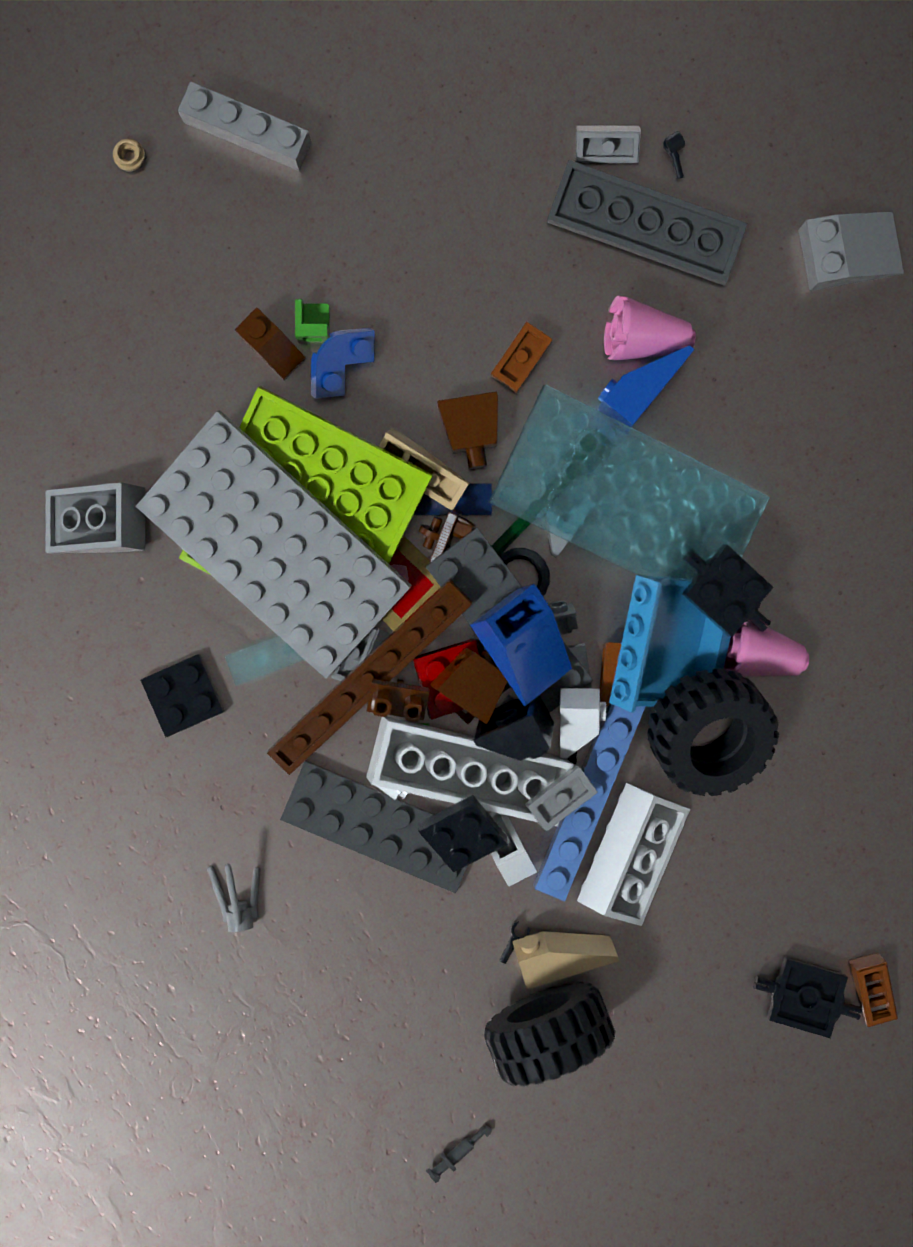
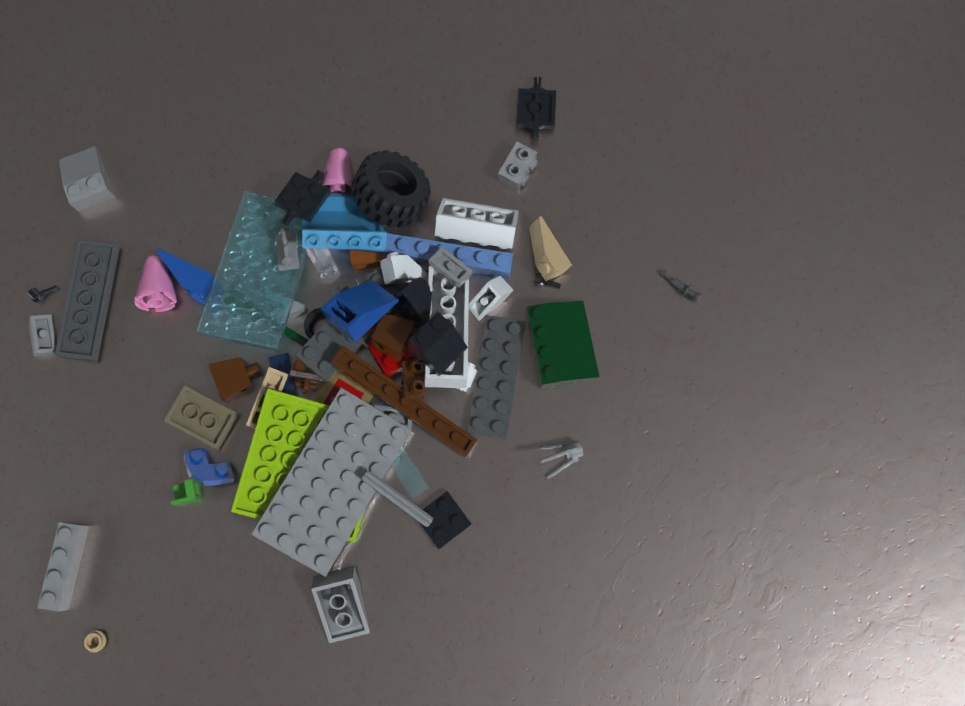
camera: 110 degrees left, 10 degrees down
(224, 635) = (397, 498): none -> light grey axle
(270, 343) = (204, 516): reddish brown slope -> none
(408, 941) = (561, 343): none -> dark green slope
(421, 364) = (201, 417): none -> dark tan plate
(434, 752) = (437, 344): none -> black slope
(463, 833) = (486, 321): black plate -> none
(521, 357) = (185, 356): dark orange plate -> none
(549, 1034) = (593, 242): black tyre -> none
(616, 599) = (322, 262): none -> clear slope
(649, 547) = (287, 250): none -> light grey hinge
(714, 943) = (517, 165): none -> light grey brick
(870, 969) = (511, 78): dark orange slope -> none

